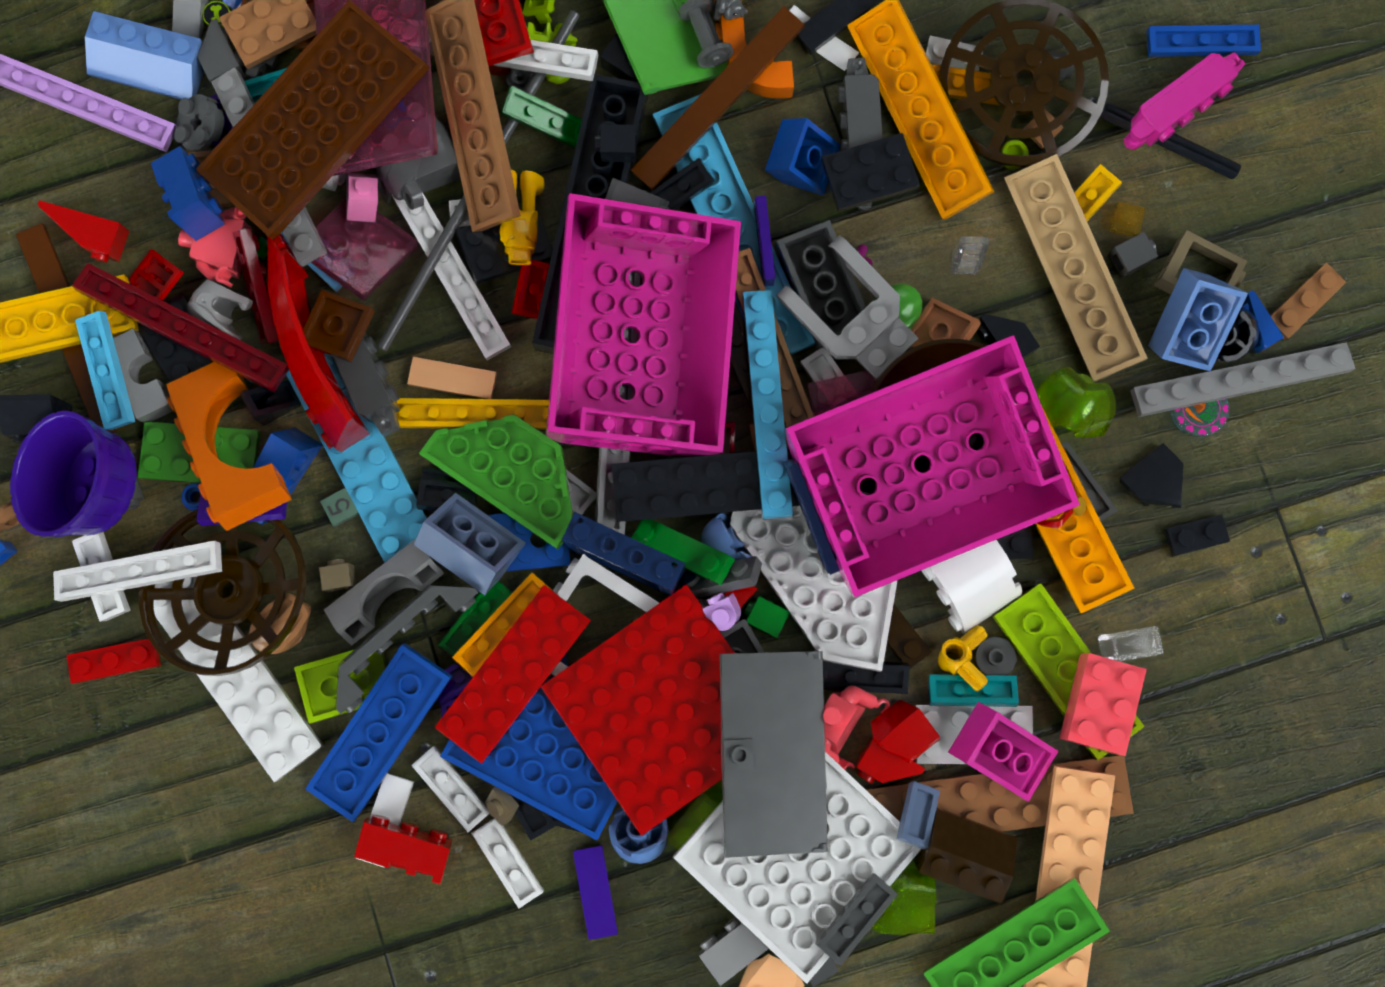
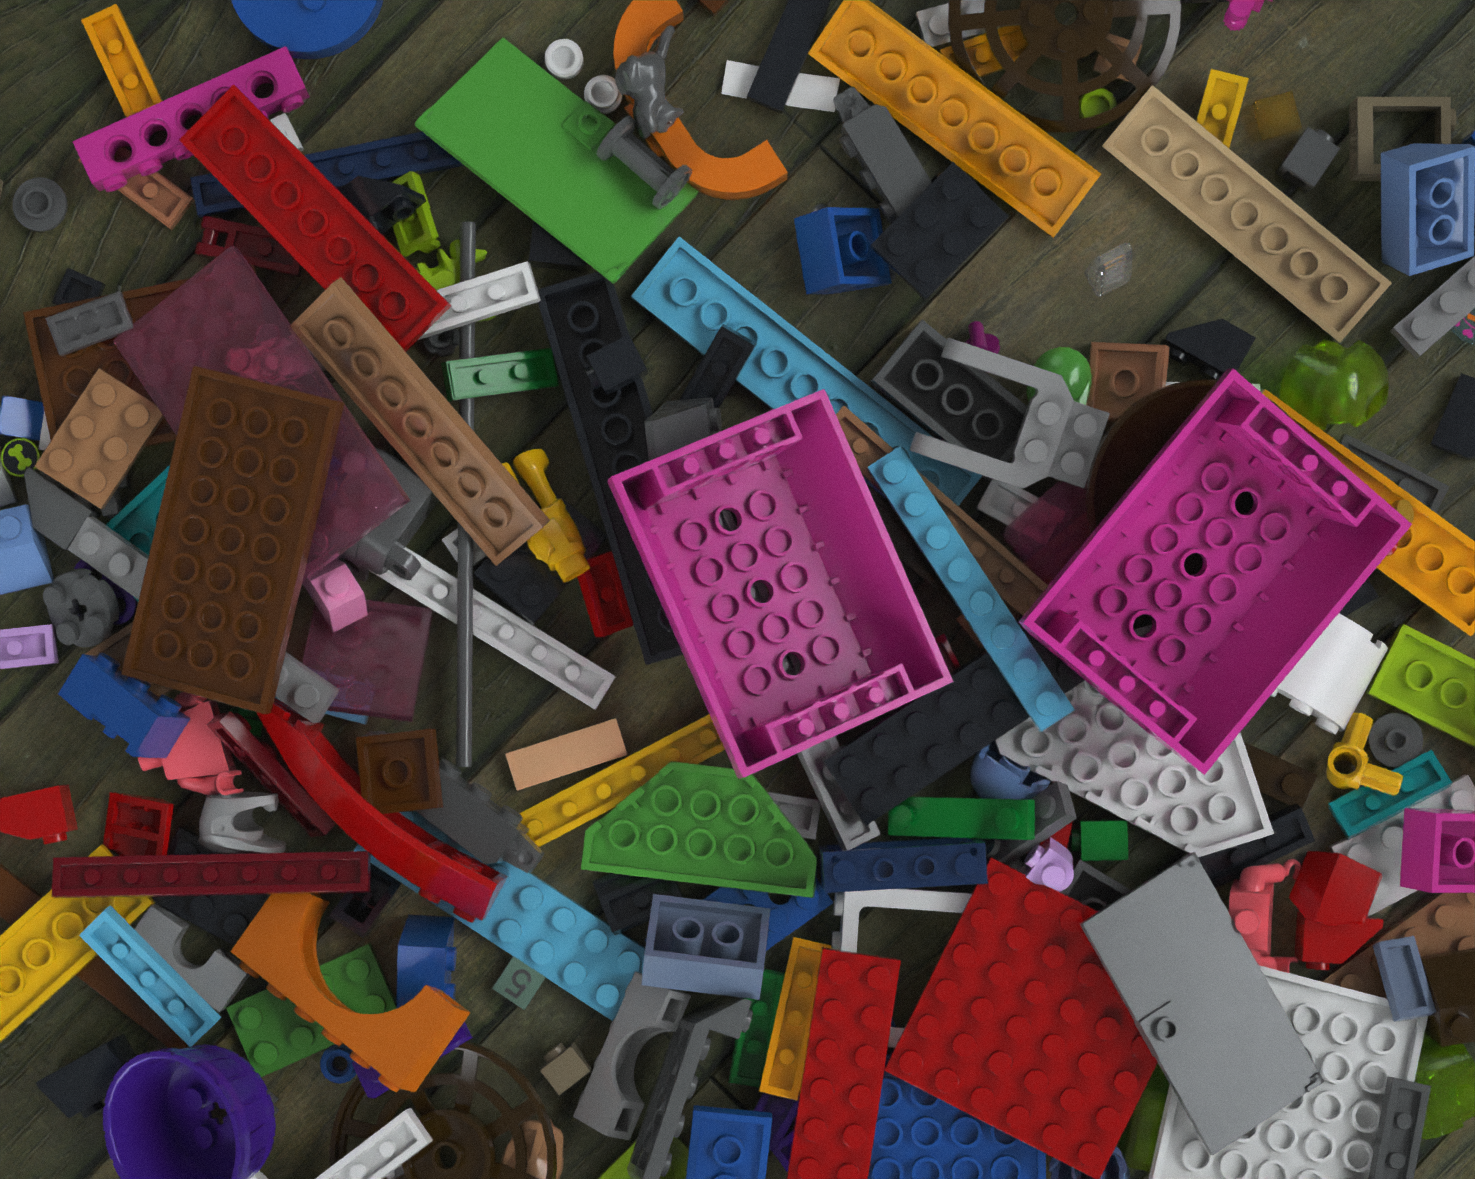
camera: 25 degrees left, 5 degrees up
(718, 98) = (703, 236): reddish brown tile -> none
(764, 241) = (856, 386): dark purple tile -> none
(811, 516) = (1096, 699): dark blue tile -> none

